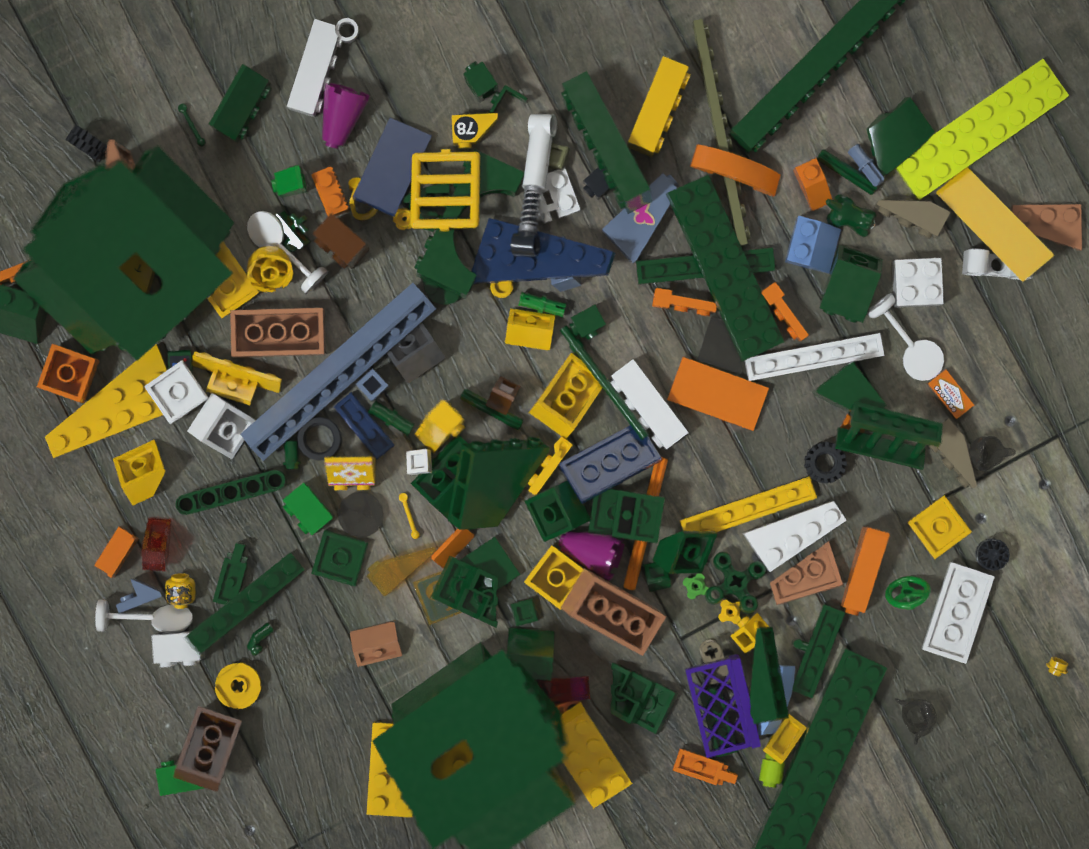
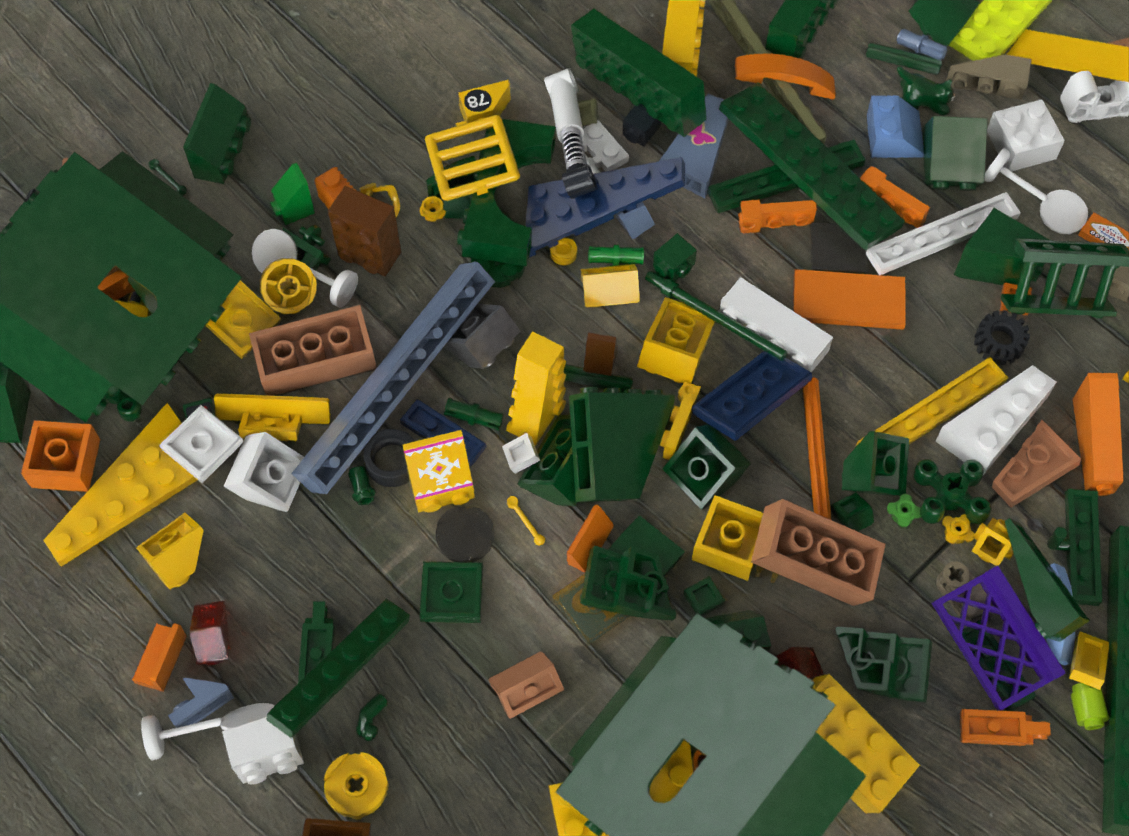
camera: 10 degrees left, 25 degrees down
(180, 590) = (252, 680): head -> none
(220, 492) = (287, 558): dark green beam -> none
(308, 509) = (396, 540): green brick -> none
(316, 64) = (295, 86): white hinge -> none
(341, 113) = (334, 118): magenta cone -> none
(372, 385) = (441, 379): sand blue brick -> none
(390, 167) = (403, 160): dark blue tile -> none
(394, 570) = (527, 583): clear yellow slope -> none
(480, 81) = (481, 55): dark green brick -> none
(498, 96) = (511, 66): dark green bracket -> none
(593, 551) = (765, 489): magenta cone -> none
(627, 515) = (793, 443): dark green bracket -> none
(813, 184) = (871, 71): orange slope -> none

